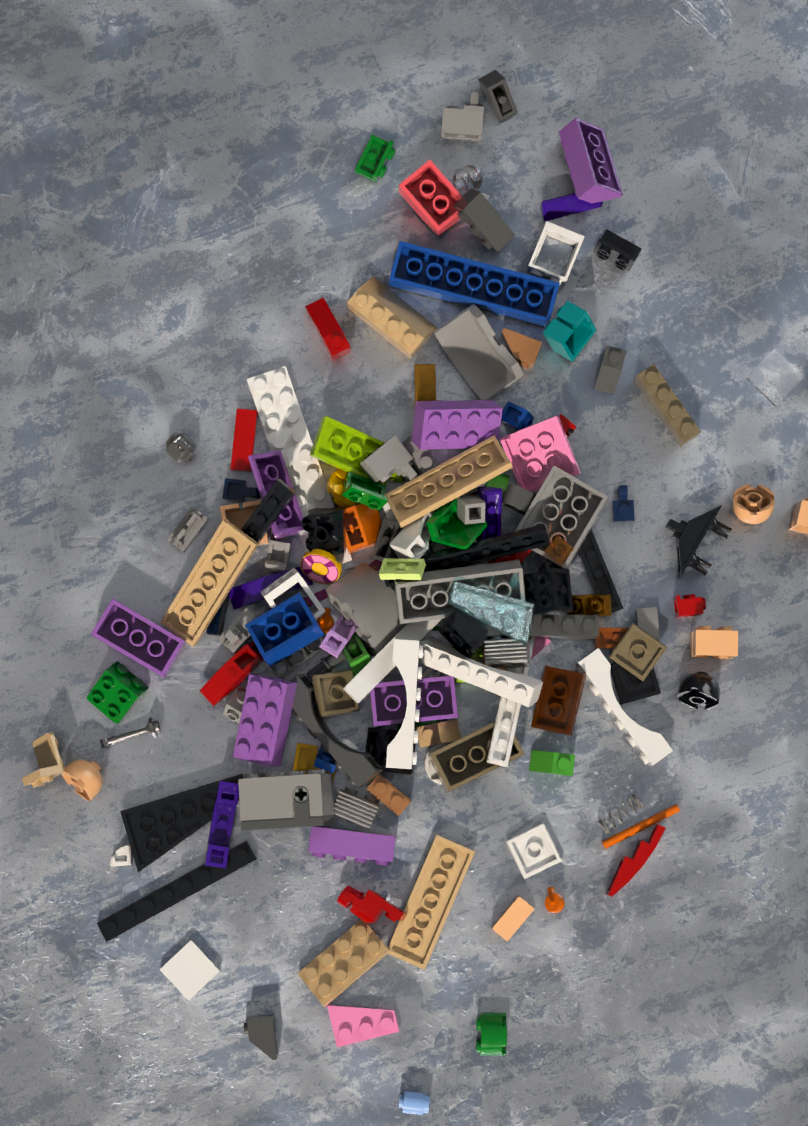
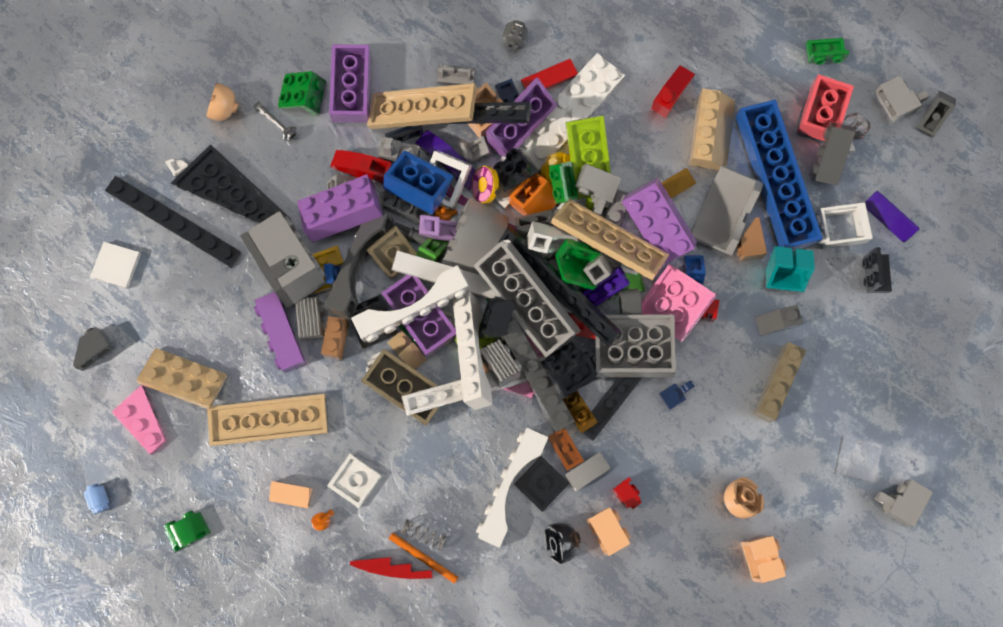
camera: 65 degrees right, 5 degrees down
(48, 761) = (204, 70): tan bracket -> none
(221, 824) = (237, 224): dark purple slope -> none
(369, 907) = (237, 373): red plate -> none
(402, 569) = (517, 240): yellowish green plate -> none
(496, 610) = (527, 330): clear light blue wing -> none
(552, 762) = (433, 454): bright green slope -> none
(558, 700) = (487, 430): reddish brown plate -> none
(559, 550) = (608, 357): clear orange tile -> none
(590, 162) = (934, 209): medium lavender slope -> none
(637, 652) = (564, 472): dark tan tile -> none
(689, 537) = (686, 462): black connector -> none

